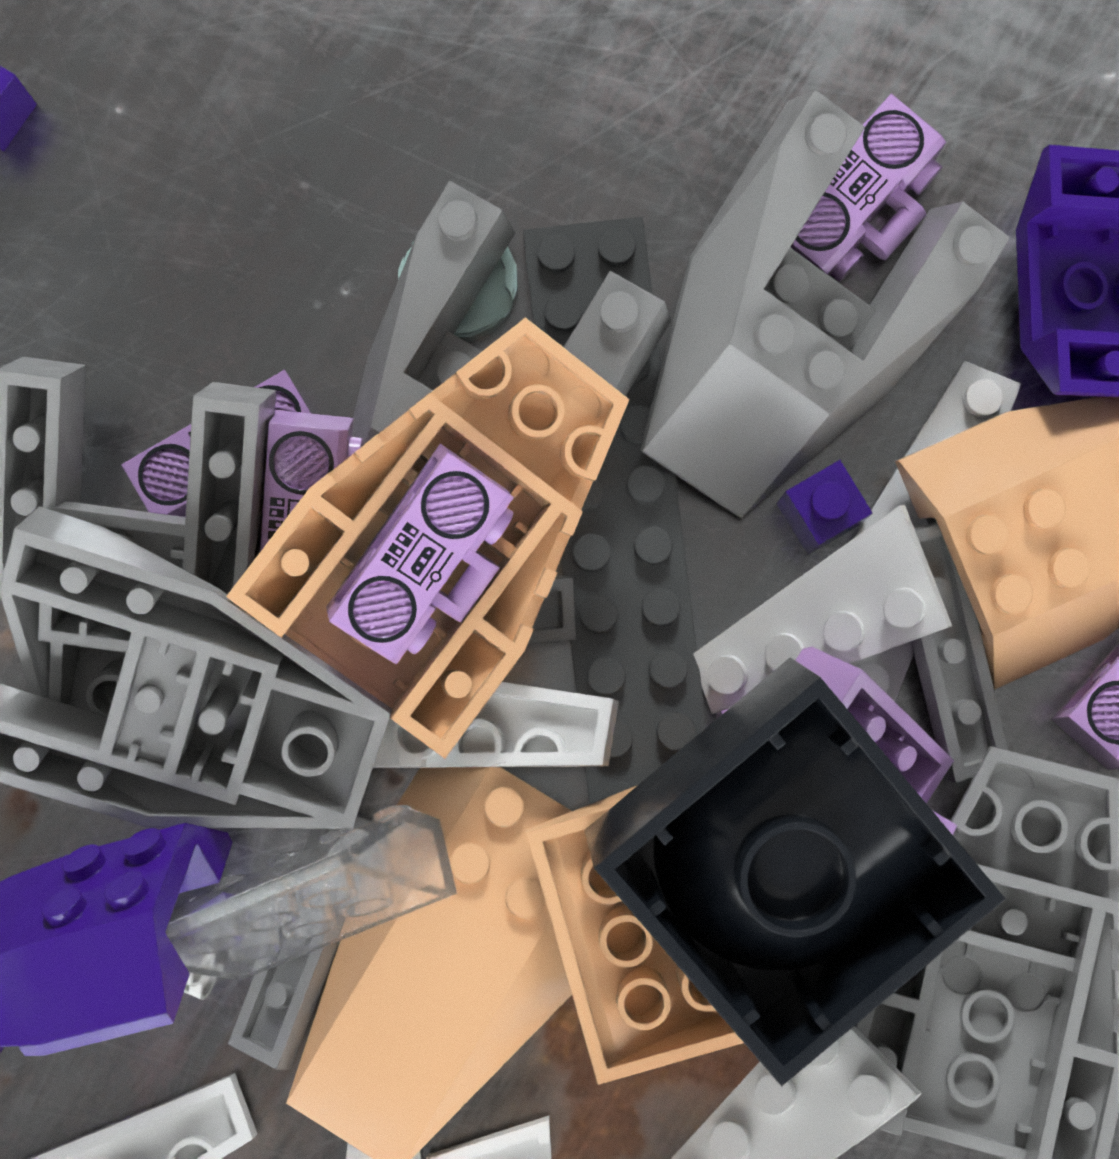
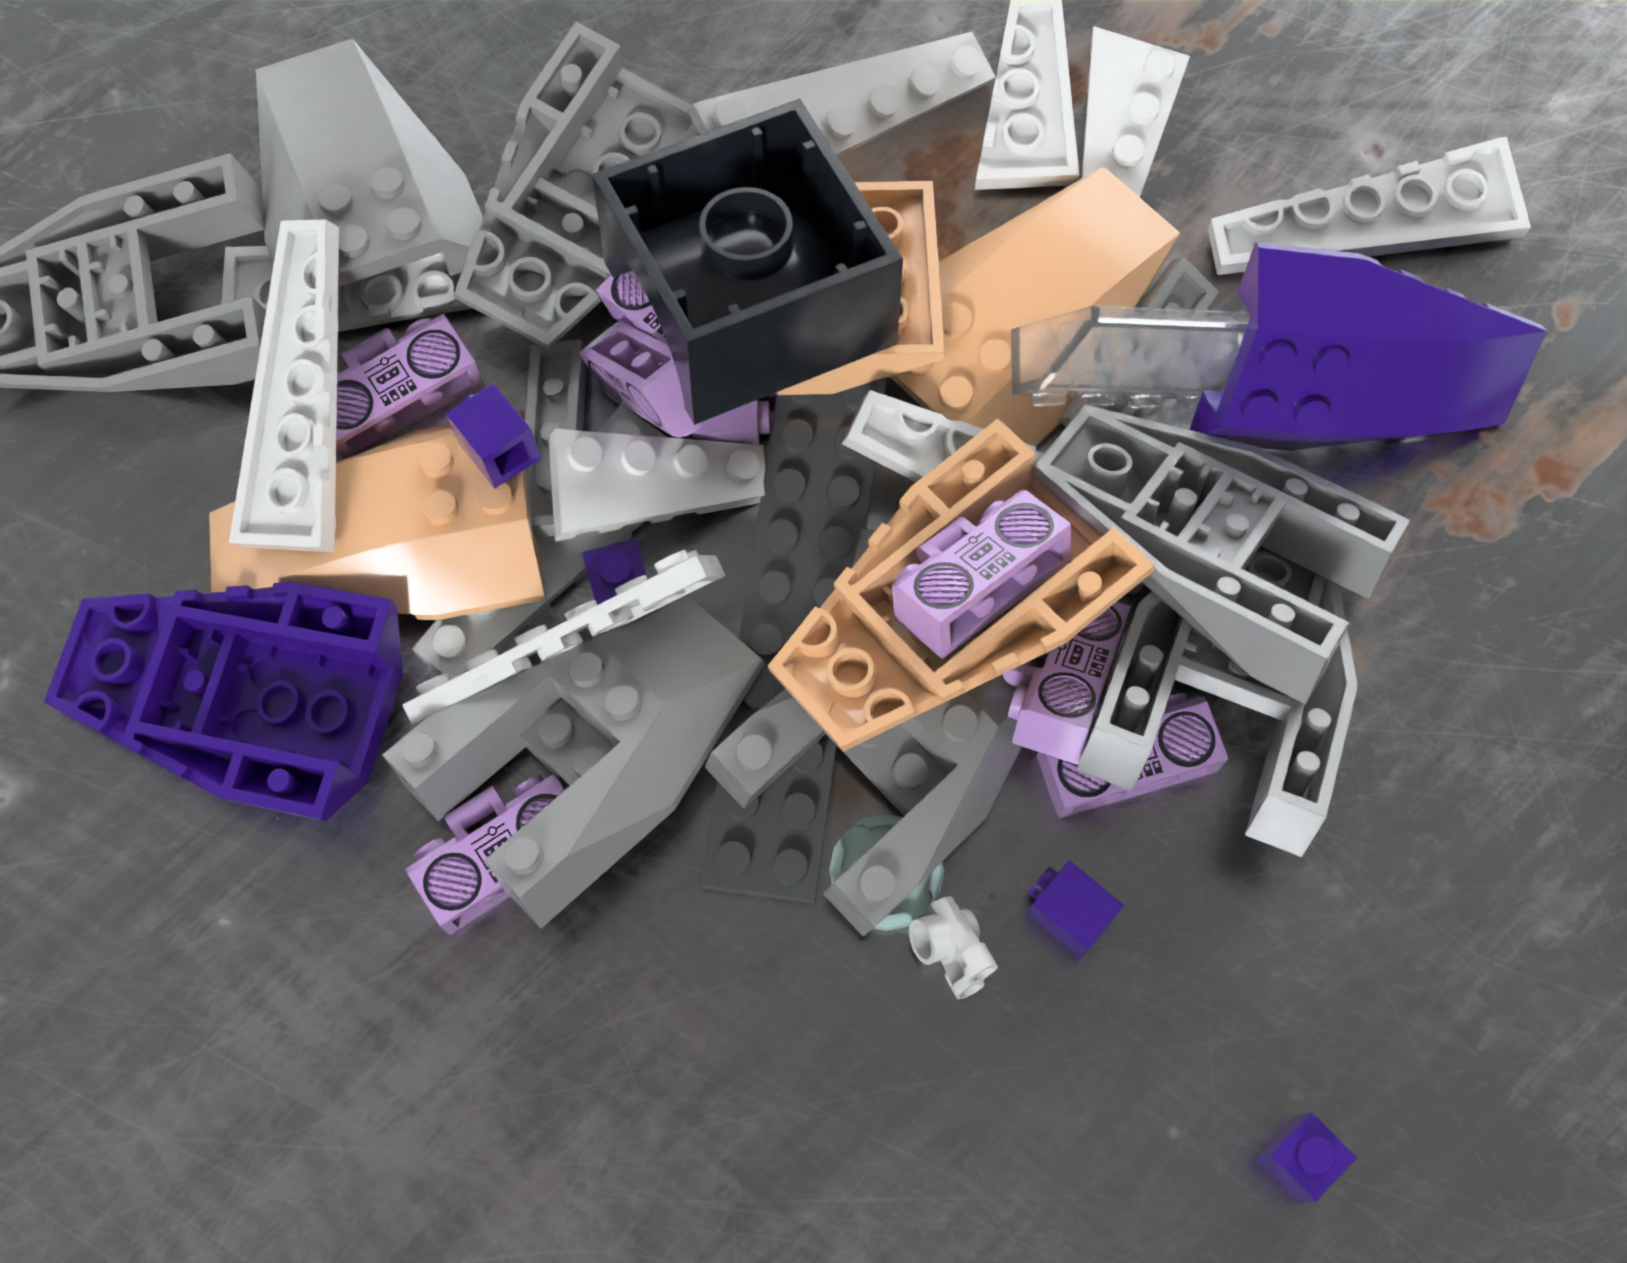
camera: 165 degrees left, 10 degrees down
(257, 282) = (1072, 906): none -> dark purple brick
(379, 223) = (952, 938): none -> white plate
(793, 454) = (676, 577): none -> white wing
(1015, 593) = (493, 435): none -> dark purple brick

